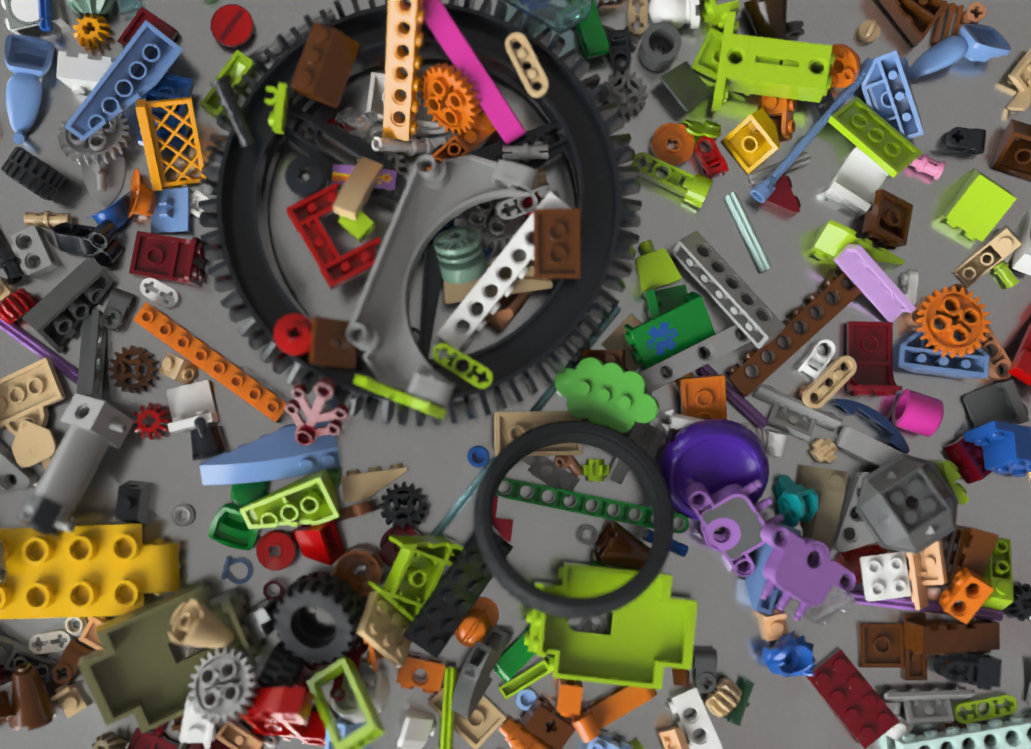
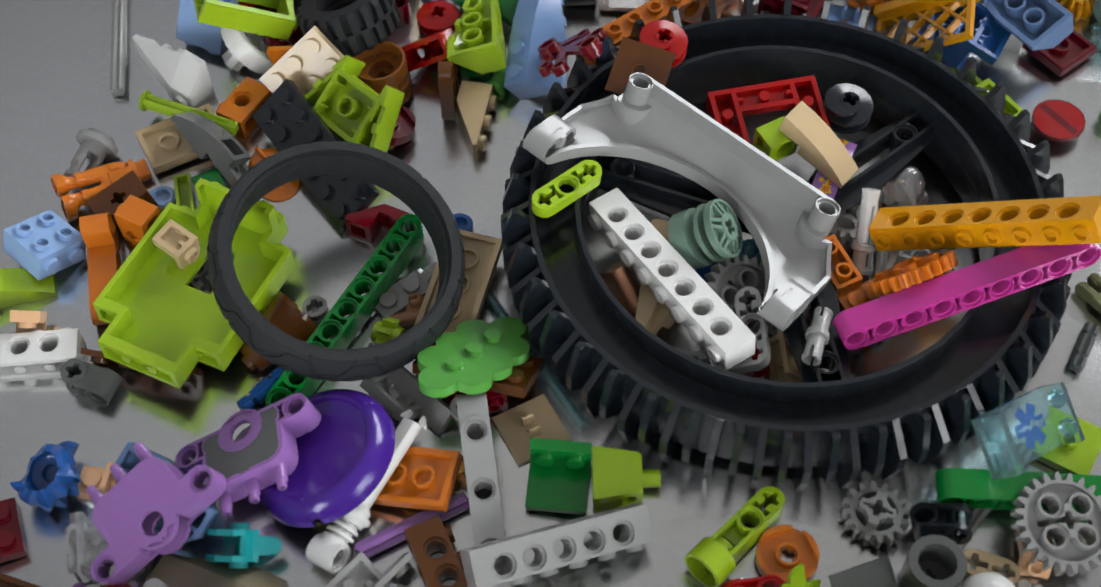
camera: 110 degrees right, 30 degrees down
(229, 101) = (956, 44): black pin -> none
(278, 117) = (935, 93): lime plate -> none
(325, 65) = (981, 145): reddish brown slope -> none
(399, 397) = (567, 101): lime tile -> none
(409, 500) = (433, 136): black gear -> none
(526, 55) = (943, 348): tan plate -> none
(556, 243) = (683, 321): reddish brown plate -> none
(588, 652) = (178, 243): none -> tan bracket
(670, 332) = (527, 463): green panel -> none
(723, 697) = (46, 386): tan gear -> none
(737, 712) = (30, 412): clear green pin -> none

